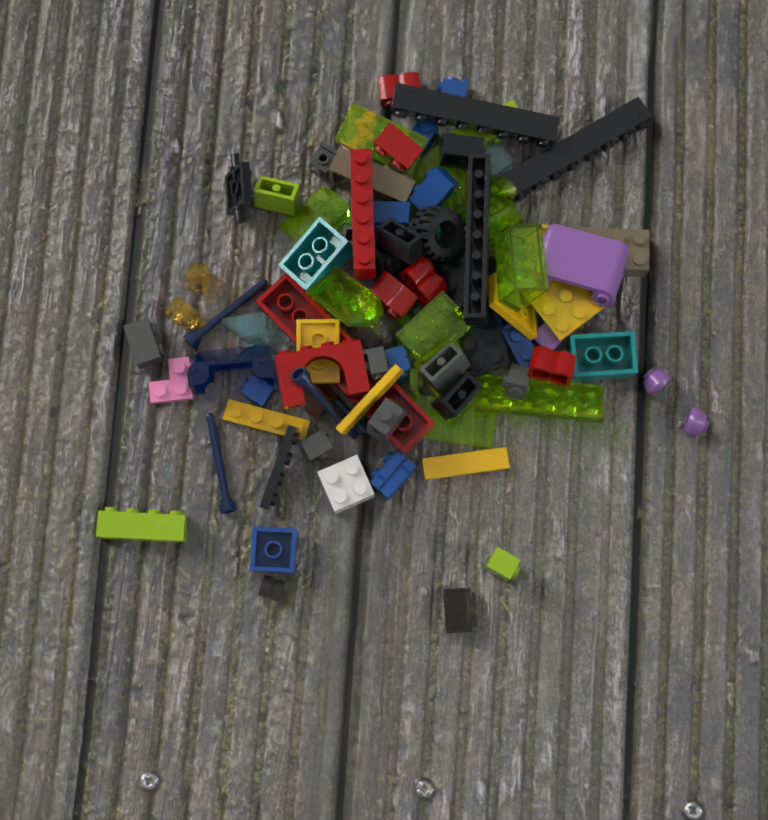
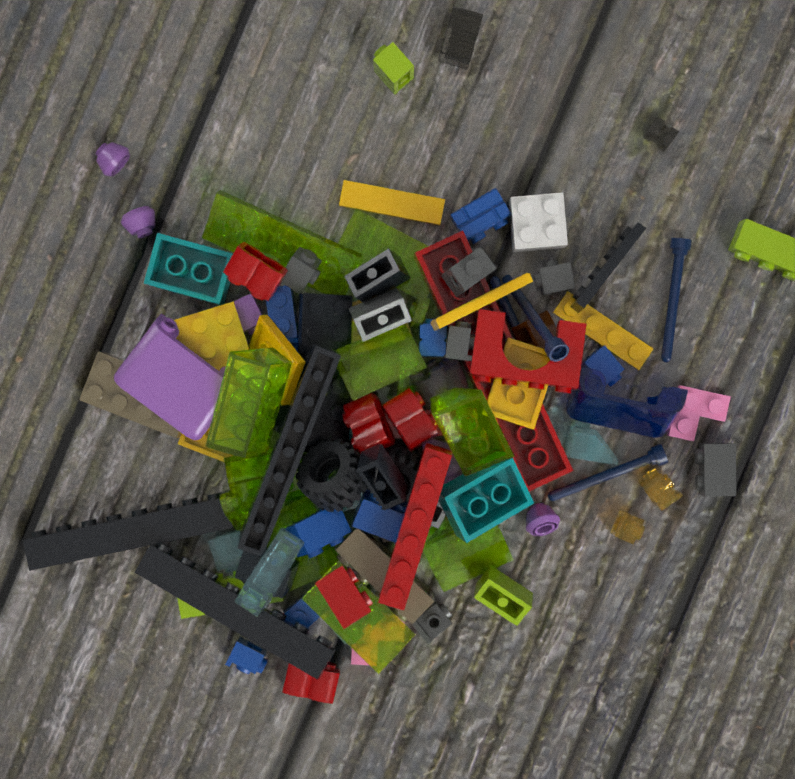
camera: 165 degrees left, 10 degrees up
(238, 188) = (547, 619): black plate -> none
(266, 261) = (541, 520): none -> medium lavender cone
(273, 550) = (645, 173): blue brick -> none
(459, 144) = (269, 572): none -> clear light blue slope

